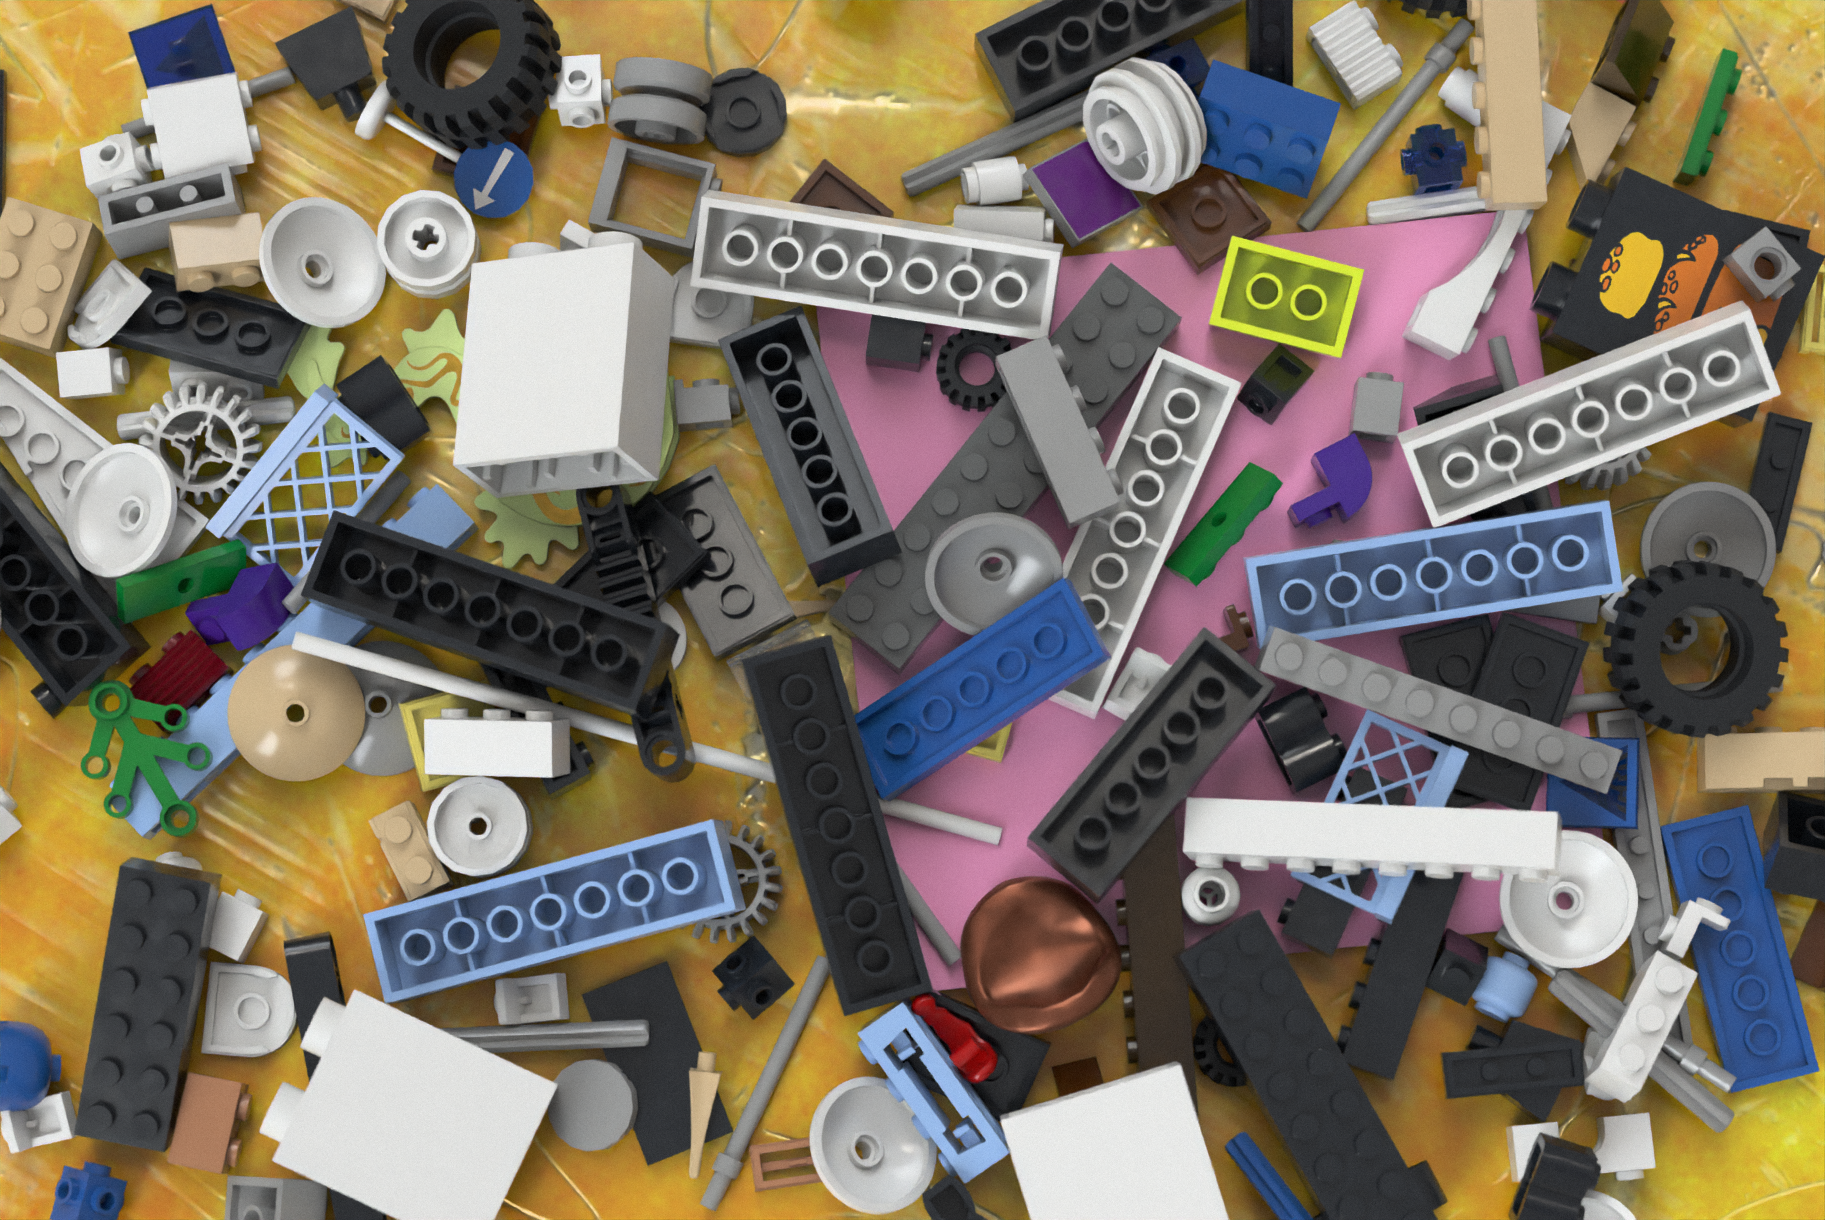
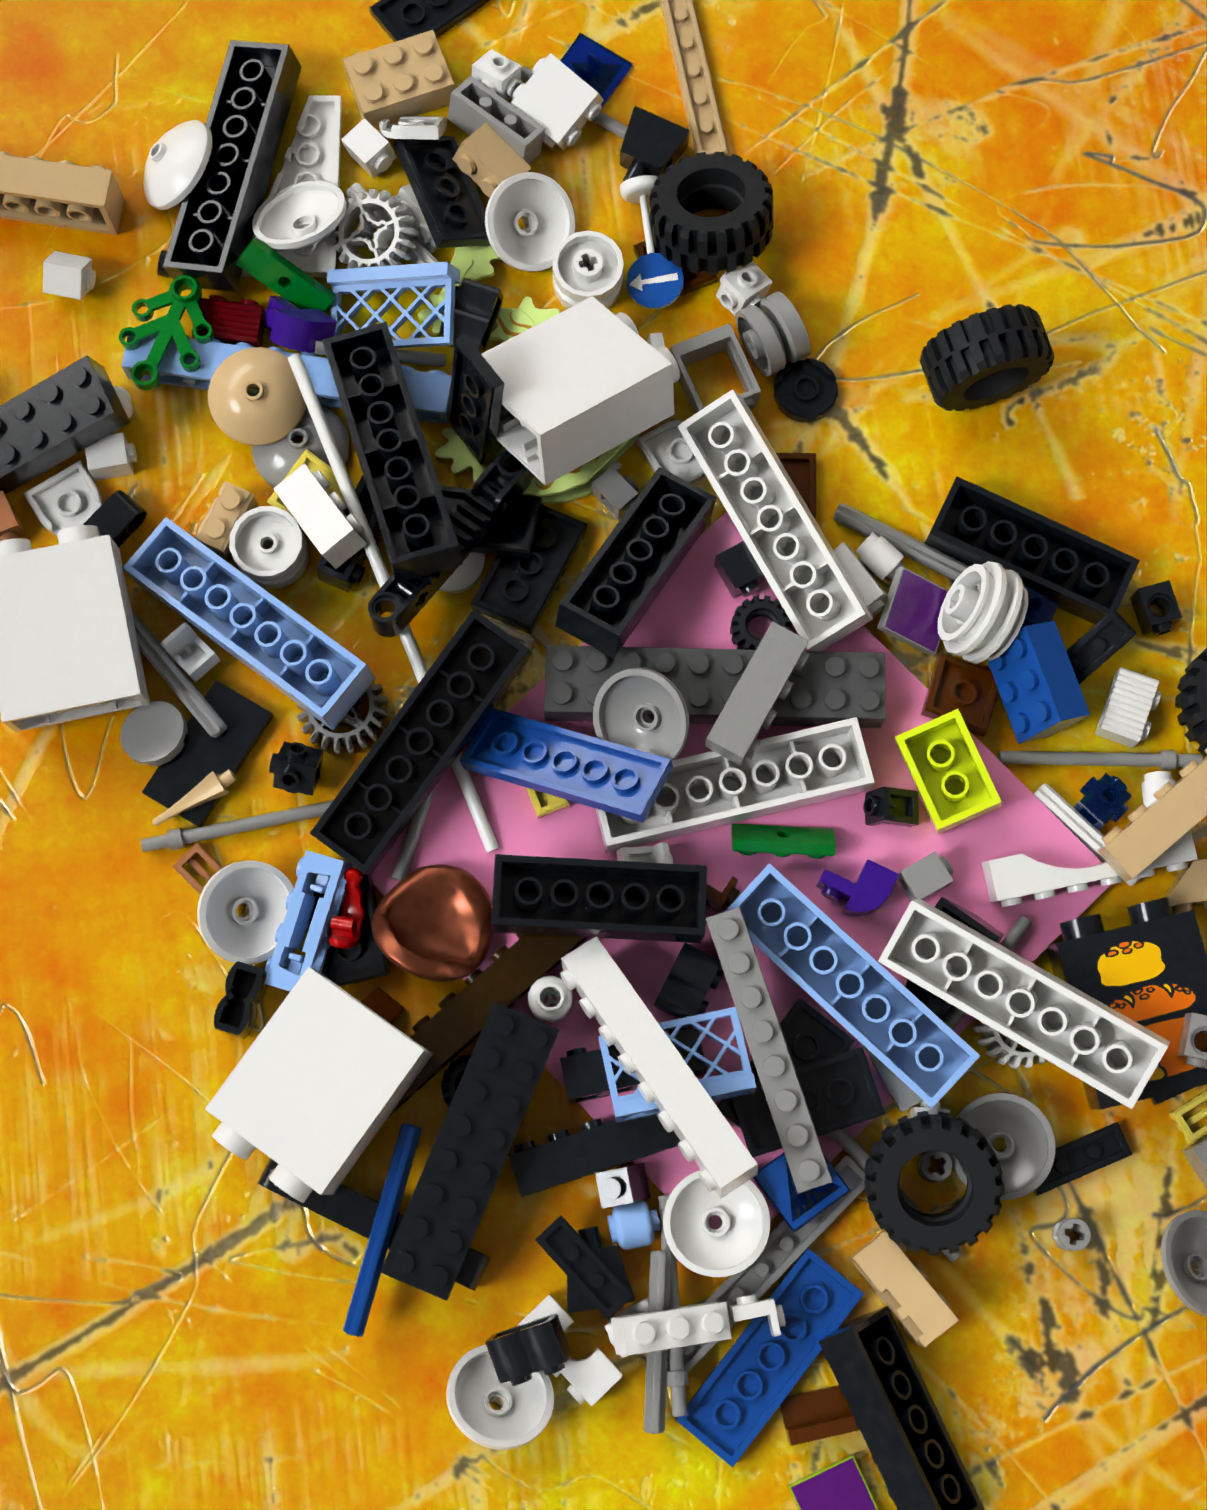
camera: 50 degrees right, 5 degrees down
(502, 483) = (474, 400): none -> black tile

